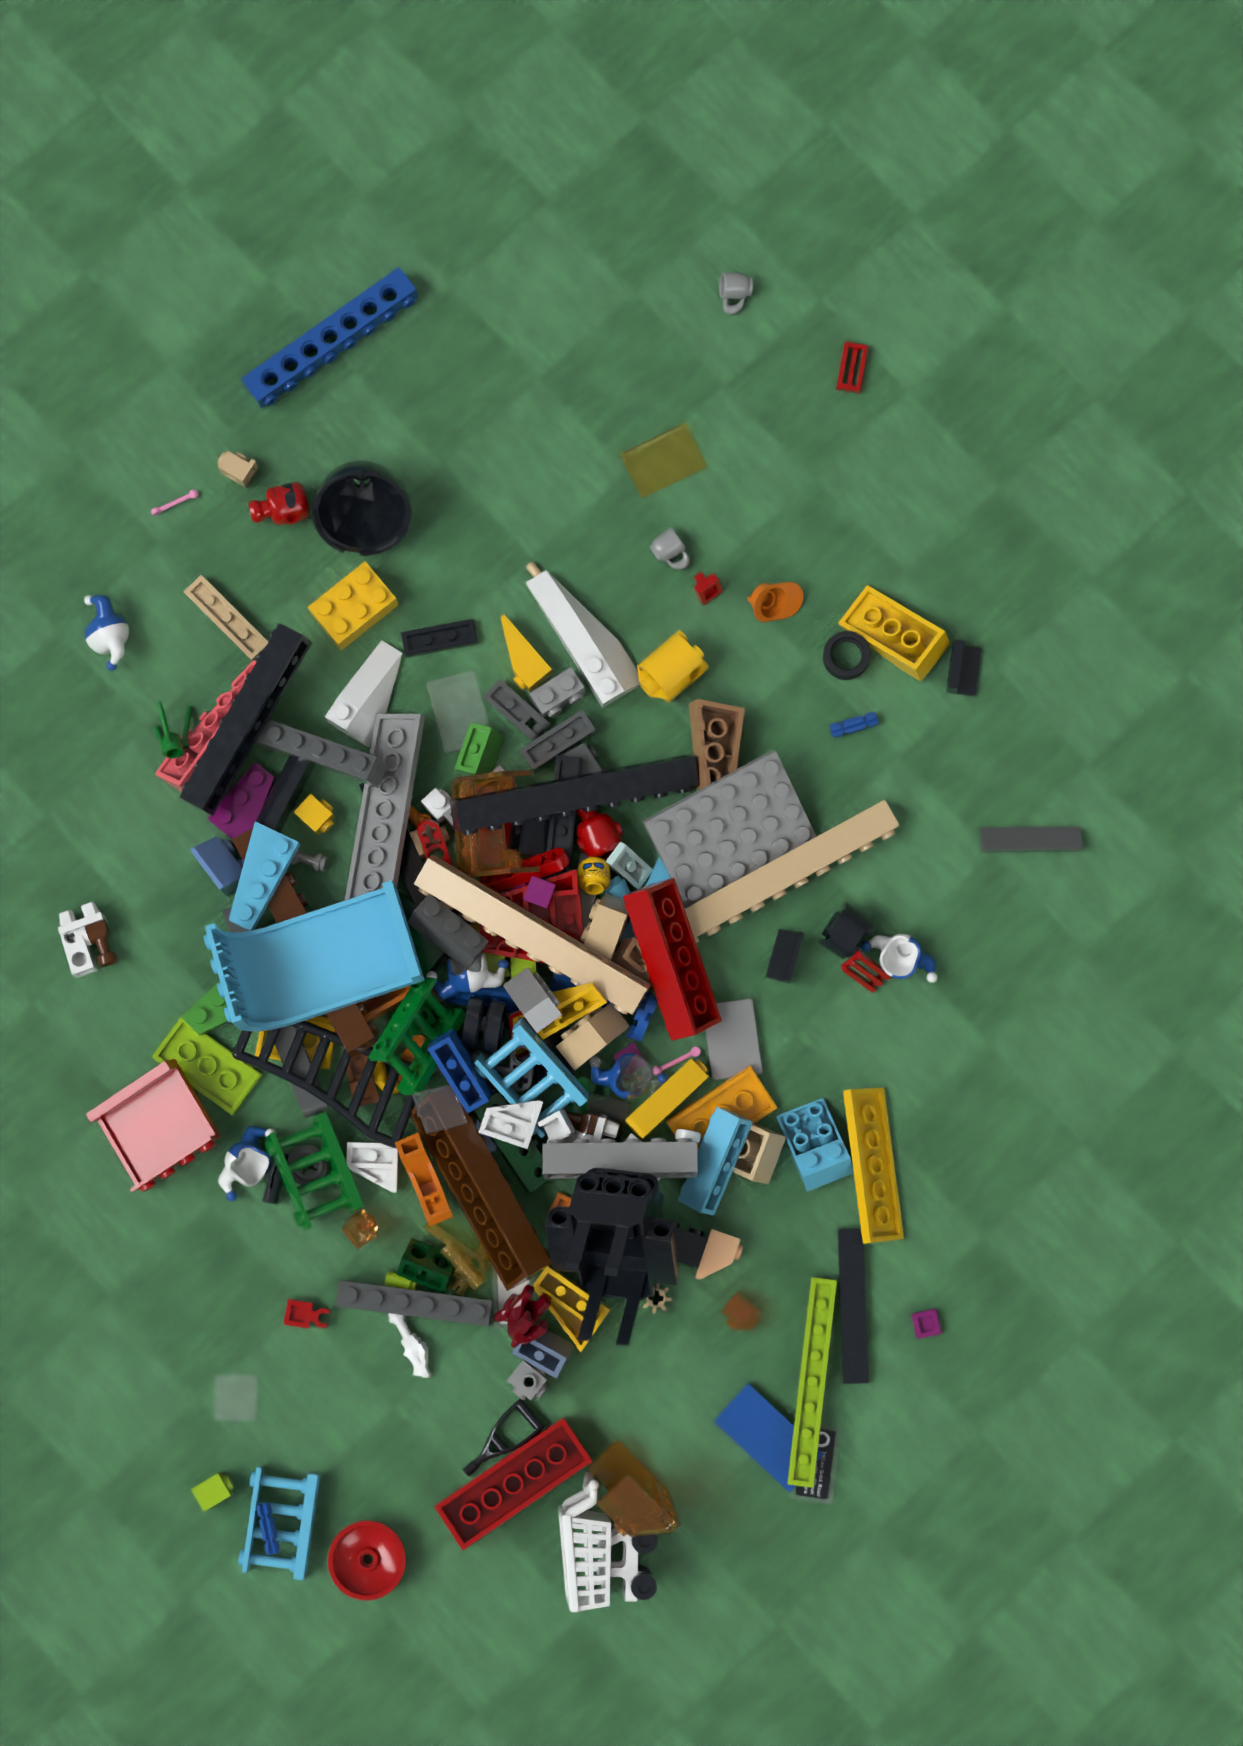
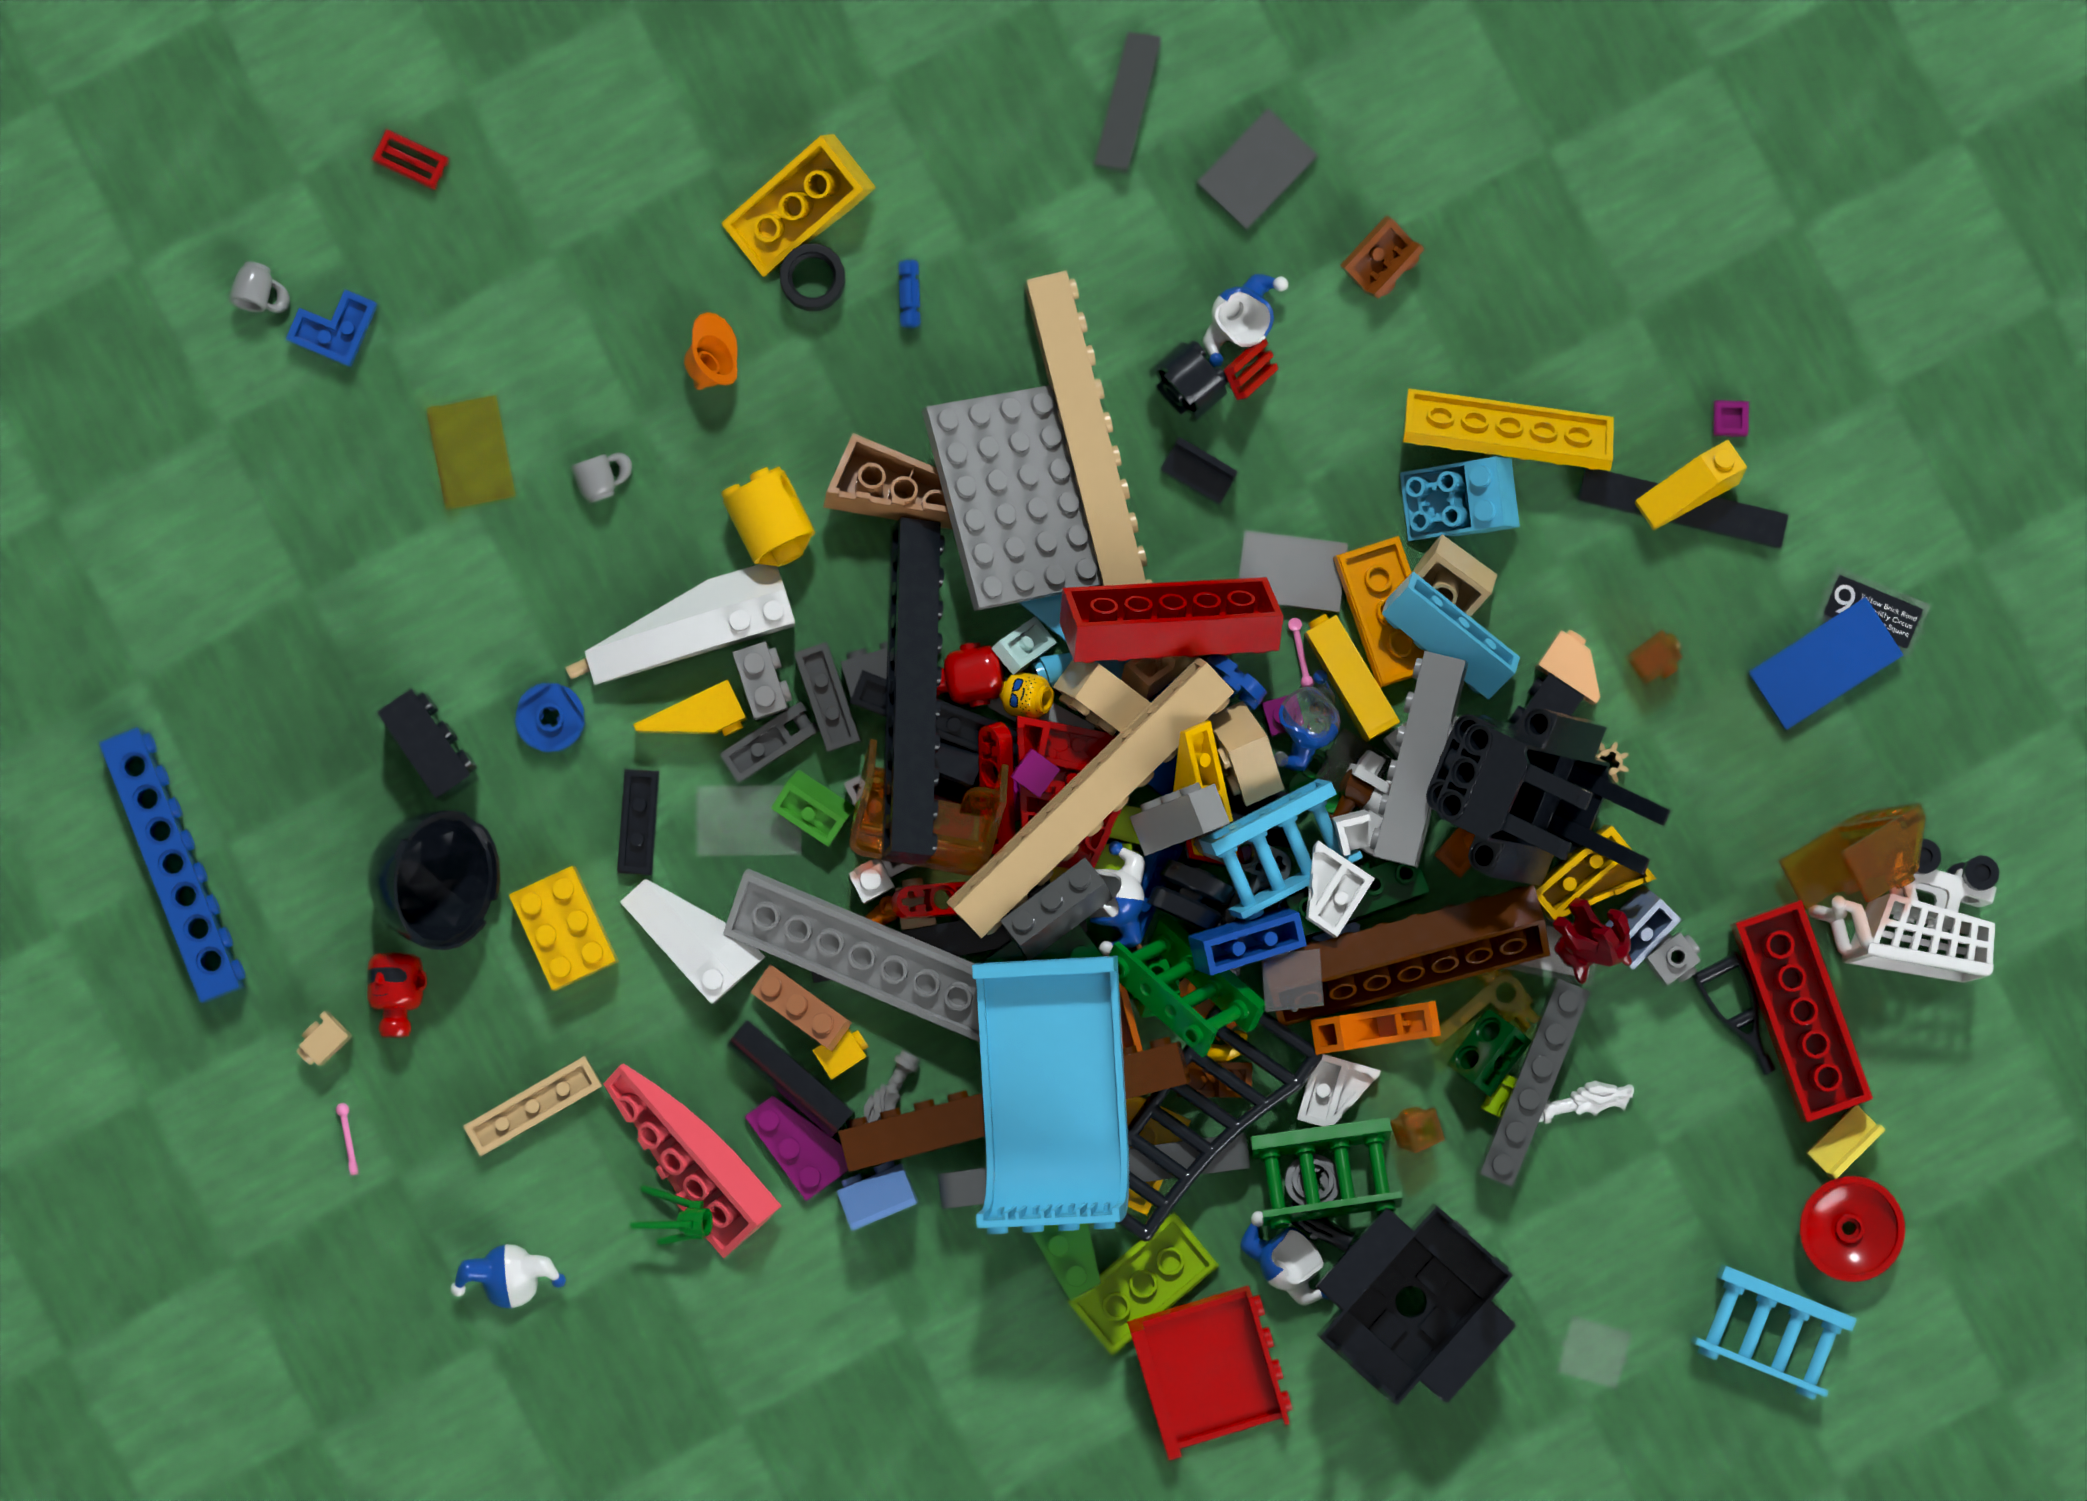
camera: 80 degrees left, 5 degrees up
(80, 934) = (921, 1410): white hips -> none
(201, 1251) = (1452, 1330): none -> black piece
(213, 1491) = (1710, 1410): lime brick -> none
(245, 719) = (690, 1111): black brick -> none
(262, 871) = (905, 1138): medium azure wing -> none
(268, 1528) = (1779, 1348): blue axle -> none
(302, 1314) = (1508, 1237): red plate -> none
(326, 753) = (755, 1030): dark grey arch -> none
(332, 791) = (801, 1007): none -> nougat plate
(429, 1540) = (1845, 1142): none -> light yellow panel
(454, 481) = (429, 744): none -> black brick
(463, 1265) = (1503, 1004): clear yellow pin -> none
(493, 546) = (530, 713): none -> blue plate
(695, 1136) = (1407, 663): white tile -> none
(707, 588) = (668, 440): red tile -> none
(719, 353) = (340, 336): none -> blue plate
(811, 1382) = (1771, 587): lime plate -> none
(869, 1307) = (1692, 485): none -> yellow slope
(963, 669) = (872, 126): black panel -> none
(970, 1044) = (1382, 258): none -> dark orange bracket
(1009, 941) = (1257, 169): none -> dark grey tile

